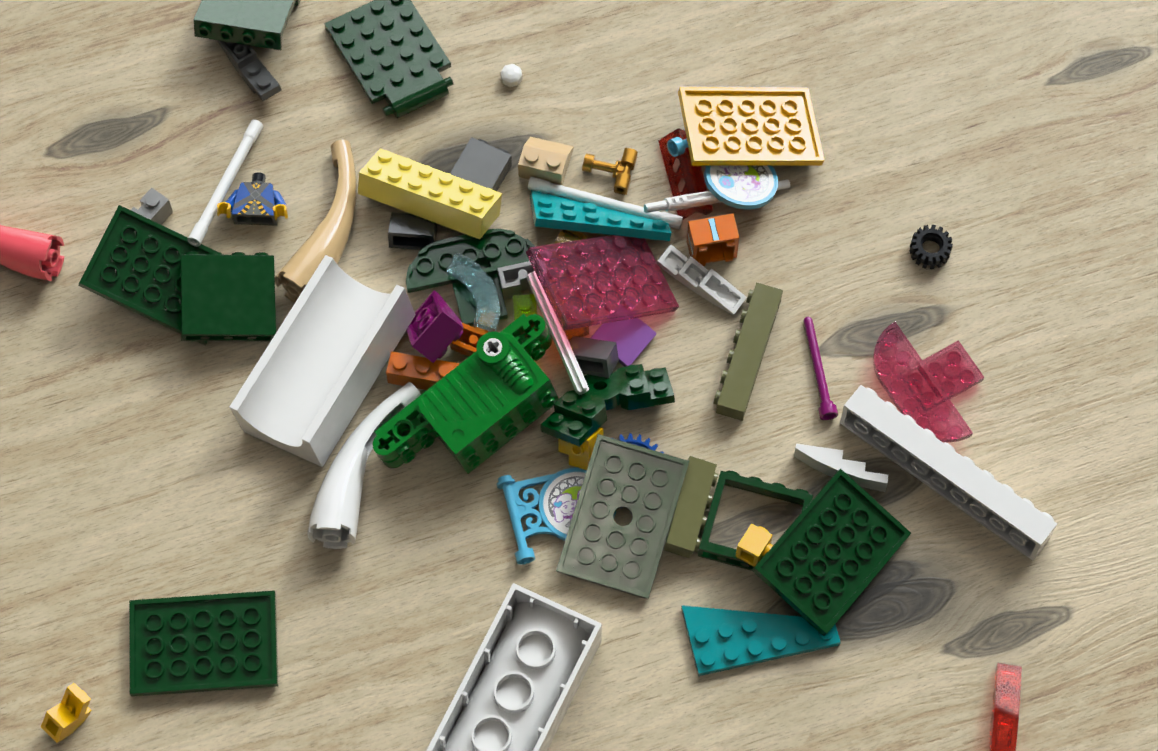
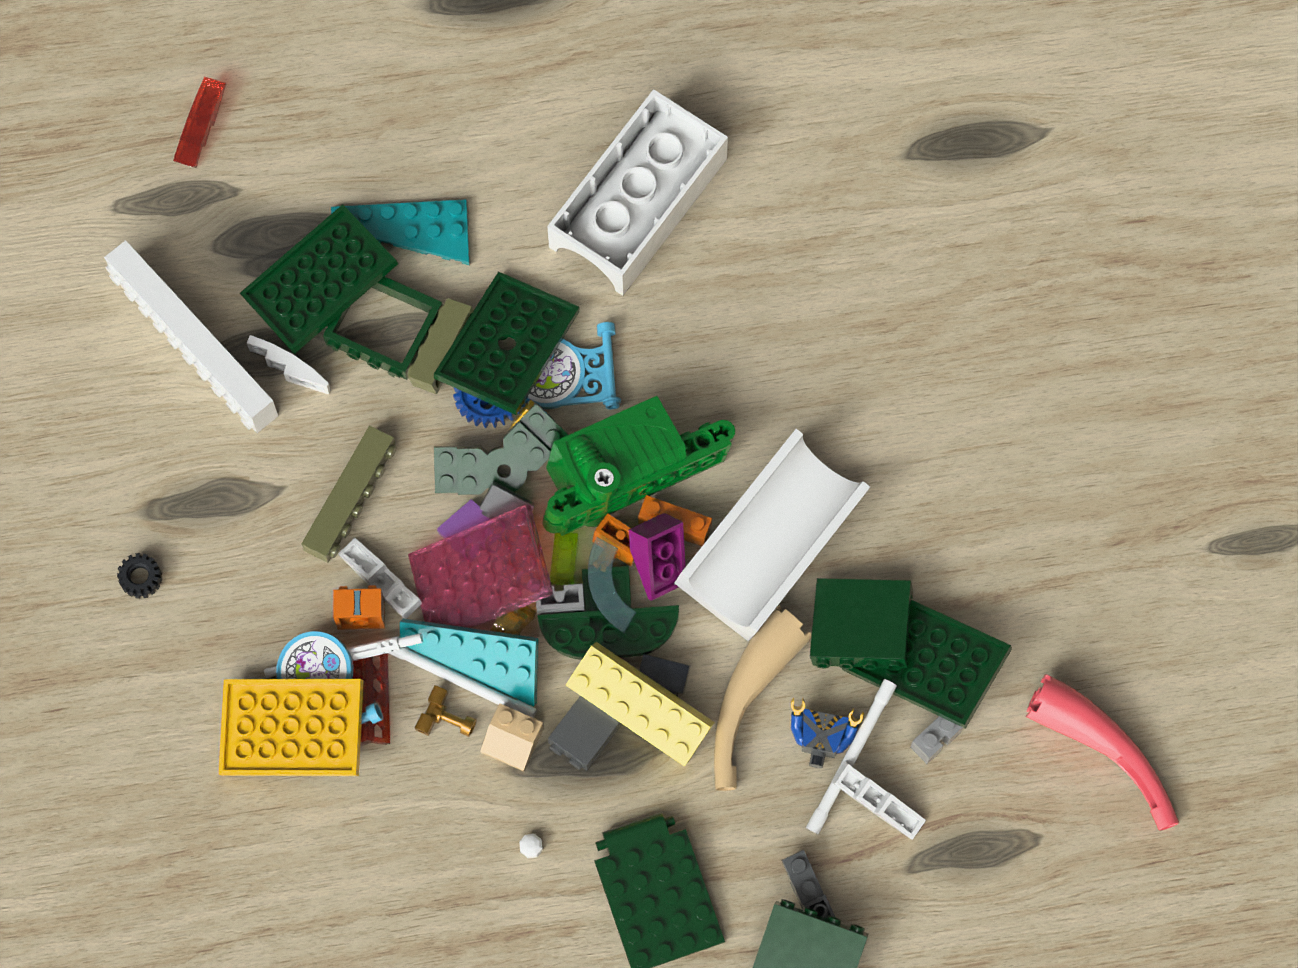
camera: 170 degrees left, 5 degrees up
(68, 715) = (1047, 247): yellow brick -> none
(200, 153) = (878, 801): none -> white slope
(203, 643) = (917, 296): dark green plate -> none
(339, 497) = (773, 406): white brick -> none
(558, 335) = (530, 498): axle -> none
(754, 544) = (389, 289): yellow brick -> none
(827, 408) = (287, 425): magenta piece -> none
(926, 385) = (189, 432): clear pink plate -> none

